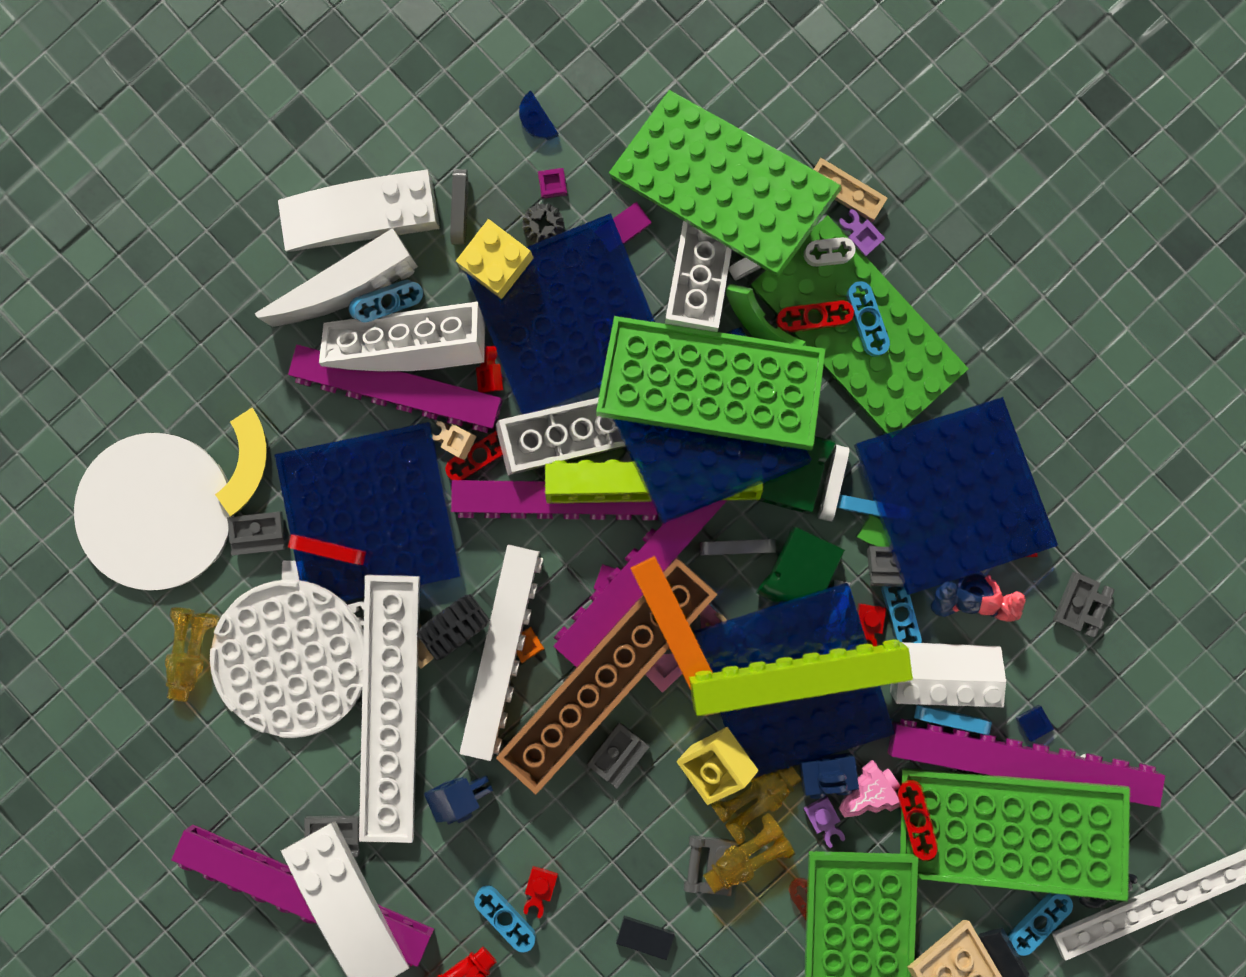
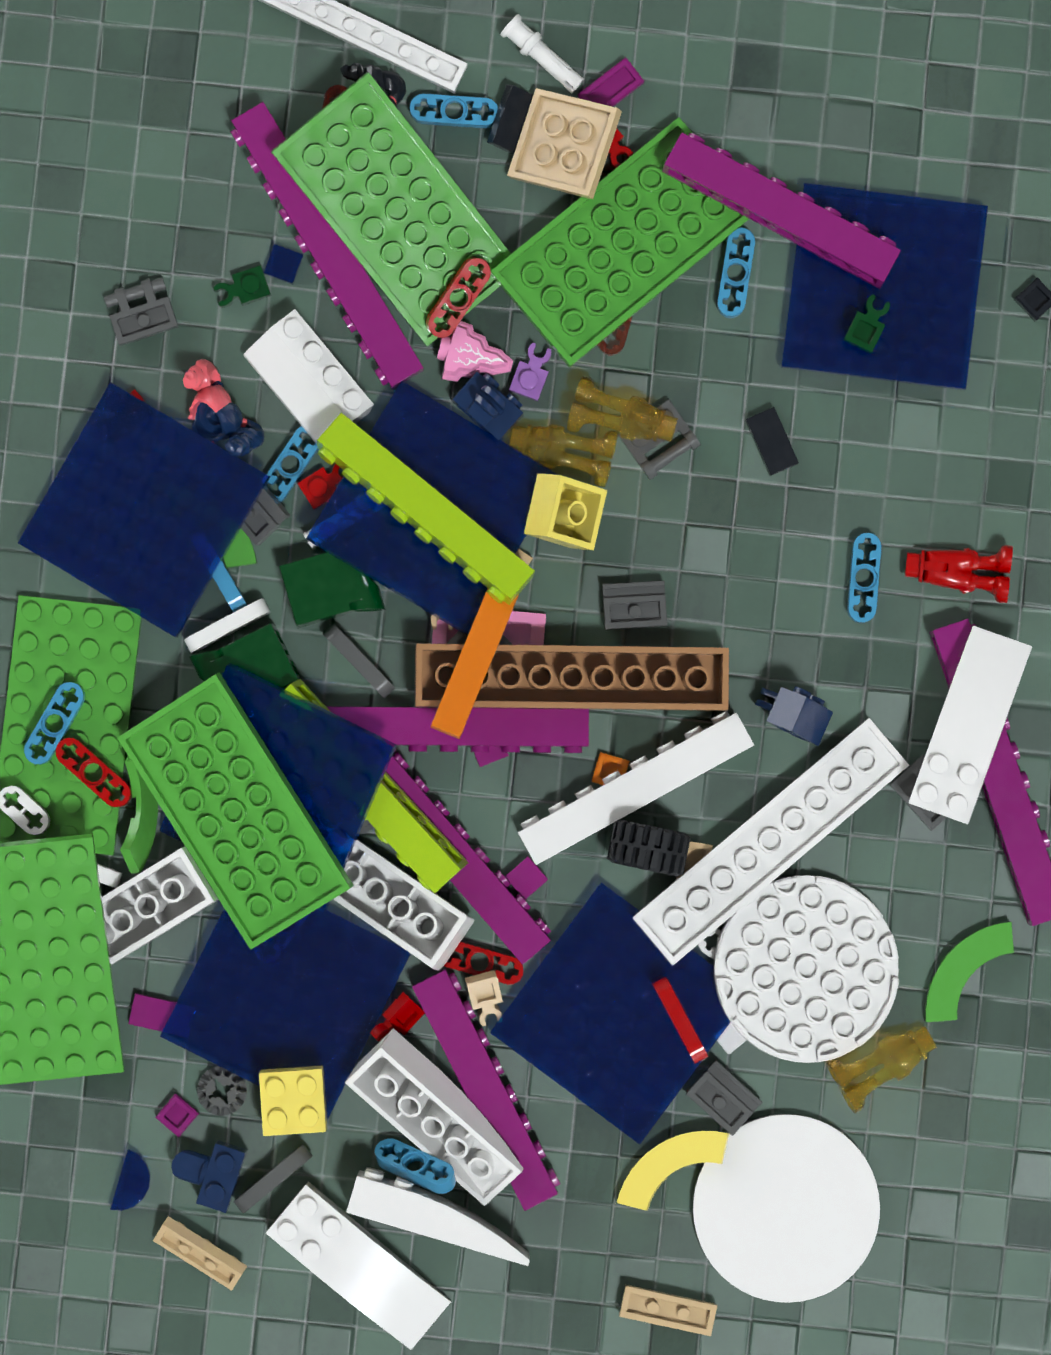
camera: 135 degrees left, 0 degrees up
(156, 380) = (668, 1310): none -> tan plate
(205, 757) = (960, 965): none -> bright green tile
(453, 121) = (200, 1253): none -> tan plate
(494, 172) = (214, 1173): none -> dark blue brick
(506, 531) = (526, 878): none -> magenta tile
(540, 887) = (810, 572): red plate -> none
(953, 719) = (344, 340): dark azure beam -> none
(1039, 687) = (248, 286): none -> dark green plate

